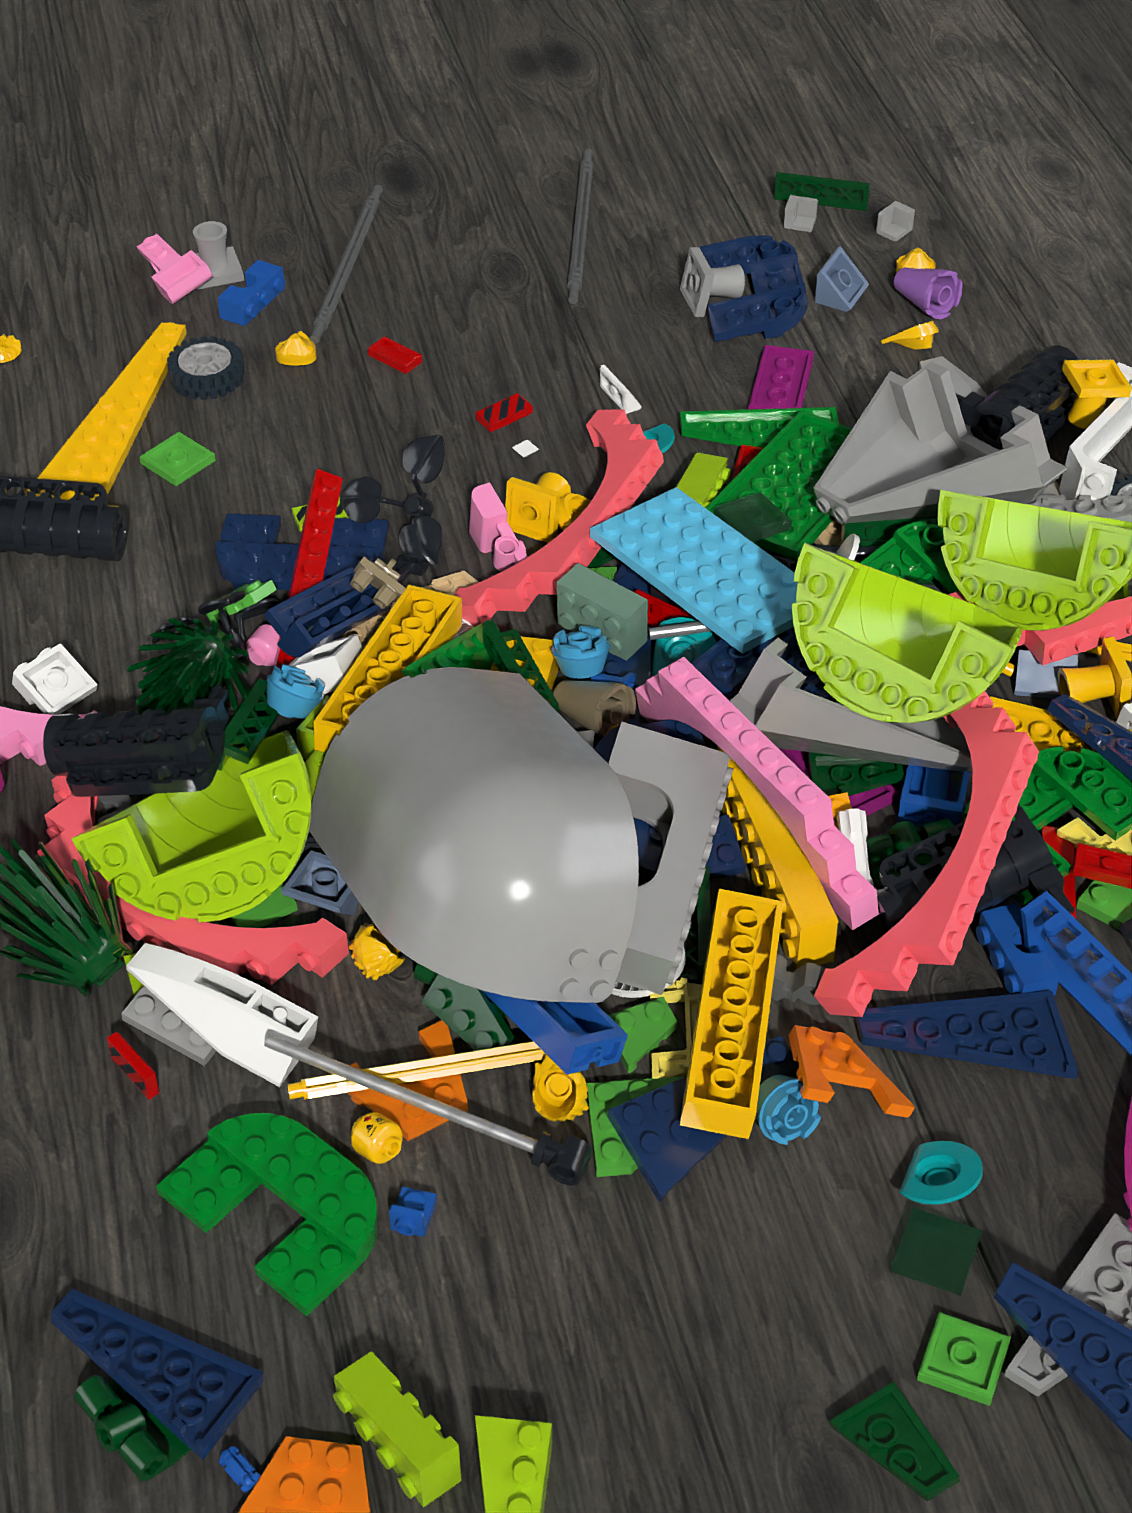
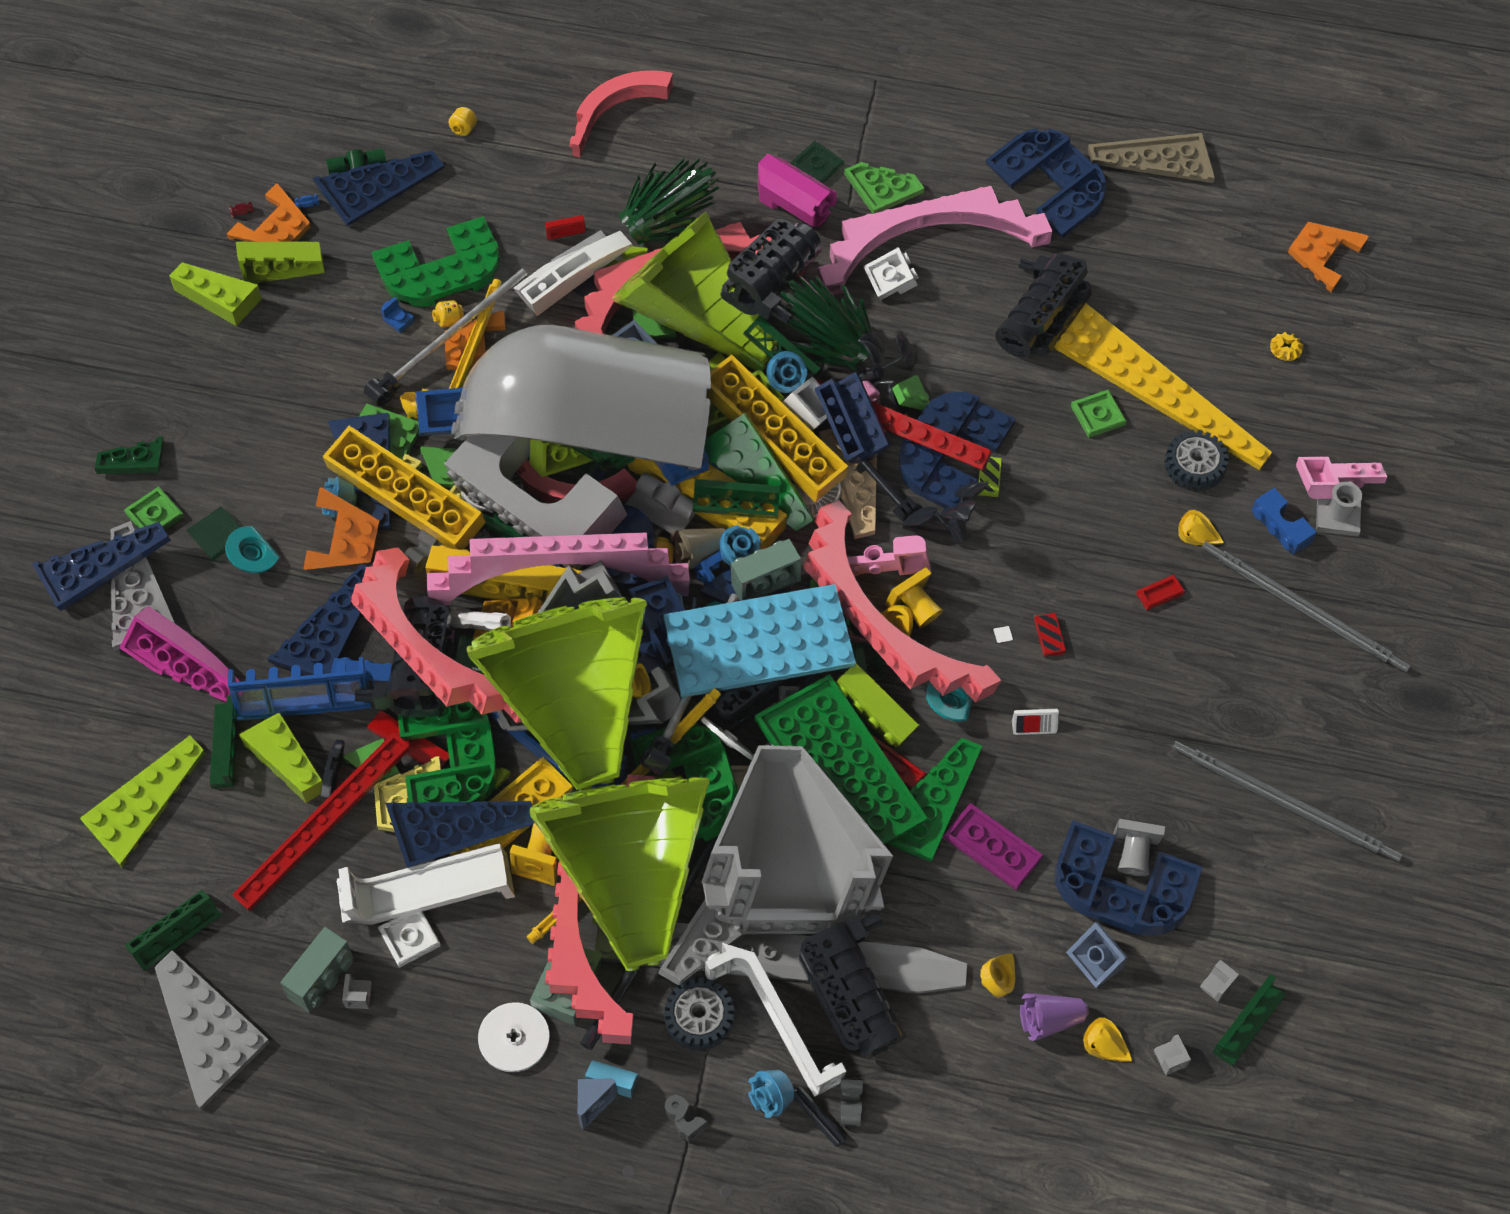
camera: 115 degrees right, 15 degrees up
(381, 577) = (853, 442): dark tan hips -> none
(754, 517) = (803, 703): clear green tile -> none
(1093, 384) = (824, 1014): yellow plant -> none

